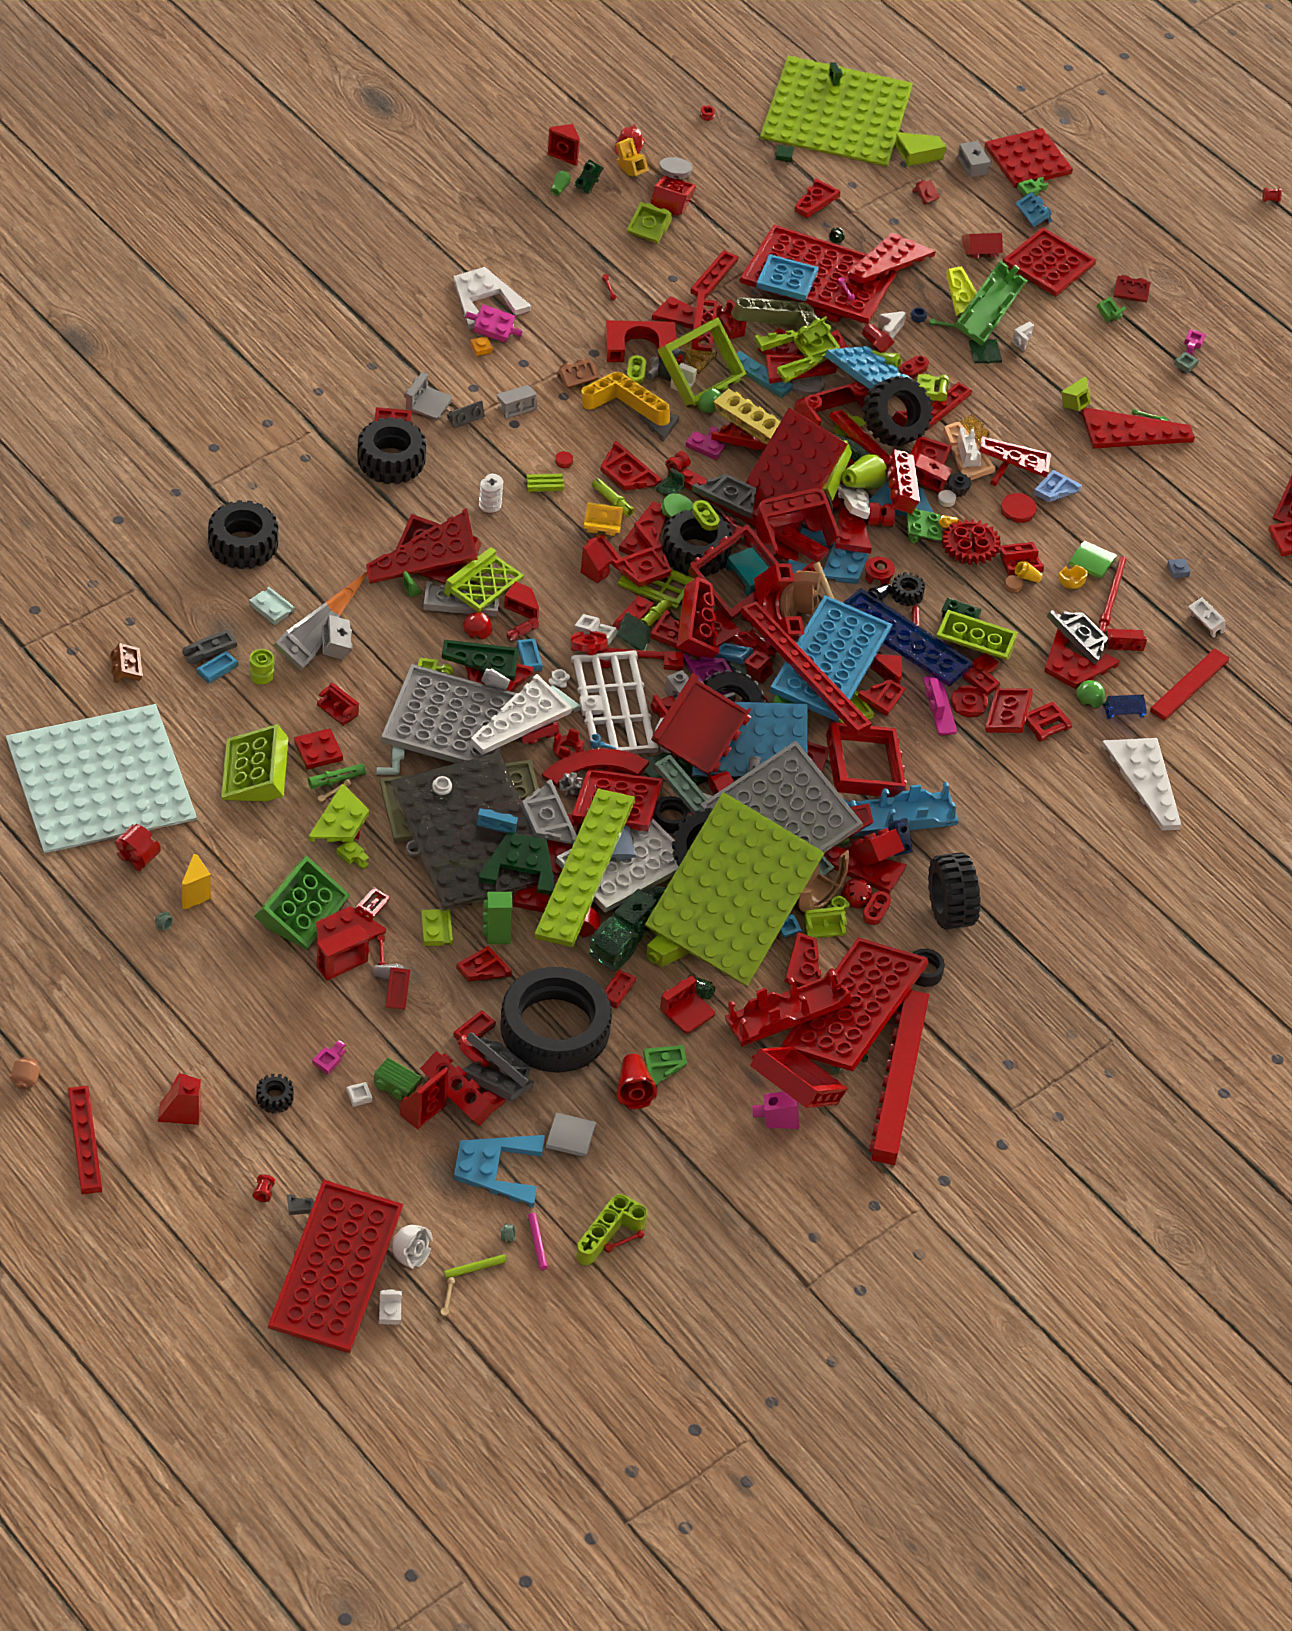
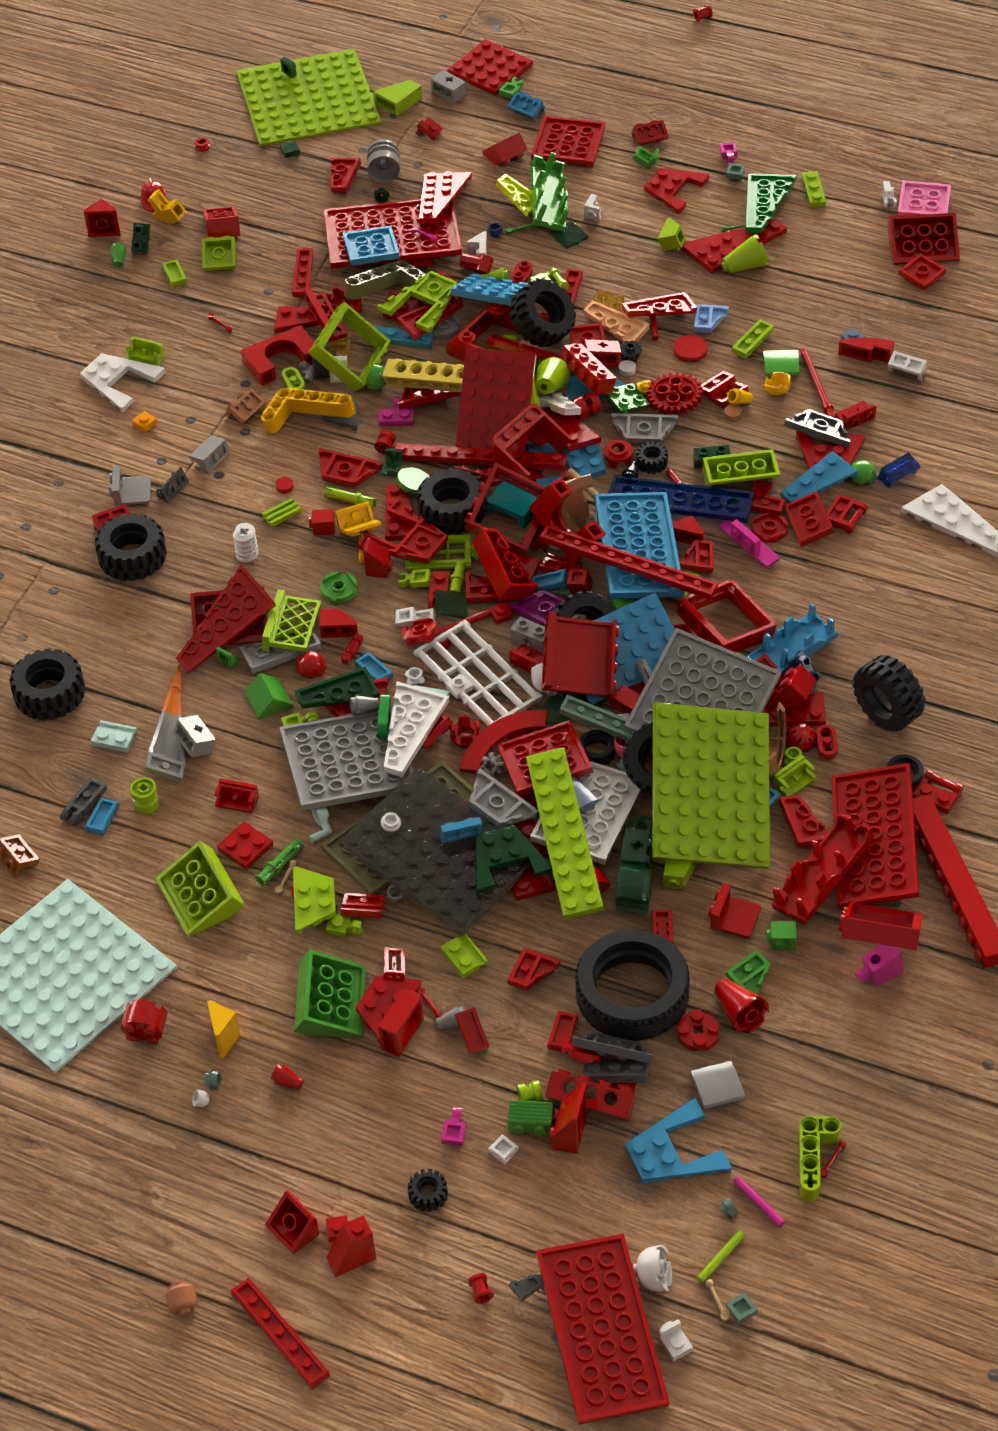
camera: 20 degrees left, 0 degrees up
(144, 931) = (200, 1098): none -> white hinge
(149, 1062) = (292, 1223): none -> red slope
(221, 947) = (286, 1077): none -> red cone
(380, 845) = (363, 905): none -> red plate
(412, 1061) = (531, 1092): none -> lime wheel
(423, 634) = (267, 696): none -> bright green slope
(461, 1312) = (741, 1308): none -> sand green plate
(494, 323) = (143, 397): dark pink plate -> none
(497, 917) = (519, 917): bright green wedge -> none
(509, 691) = (384, 716): none -> green beam
(523, 283) = (145, 351): none -> lime hinge
(542, 578) = (342, 595): none -> bright green plate
(573, 507) = (322, 522): none -> red brick
(591, 1076) = (698, 1020): none -> red plate
(597, 743) = (490, 716): dark azure hand -> none
(599, 223) = (174, 273): none -> lime tile
(620, 596) = (416, 579): none -> lime plate
(675, 167) = (206, 199): light grey tile -> none
(704, 988) = (738, 888): clear green cone -> none
(705, 515) = (449, 473): lime plate -> none
(714, 1045) = (782, 935): none -> bright green brick
(729, 493) = (451, 446): dark grey wing -> none
(807, 334) = (423, 283): lime hinge -> none
(858, 203) = (383, 161): none -> light grey wheel
(921, 559) = (644, 427): none -> light grey wing
(939, 1001) = (942, 799): none -> red plate
(968, 448) = (618, 319): white hinge -> none
(1052, 677) = (822, 475): none -> dark azure wing
(1082, 525) = (752, 338): none -> lime plate
(1115, 344) = (668, 182): none -> red wing
(1131, 446) = (746, 256): none -> lime cone
(1181, 583) = (866, 349): none -> red slope
(1189, 684) = (933, 427): red tile -> none
(1193, 398) = (764, 197): none -> wing
(1249, 413) = (813, 189): none -> lime plate

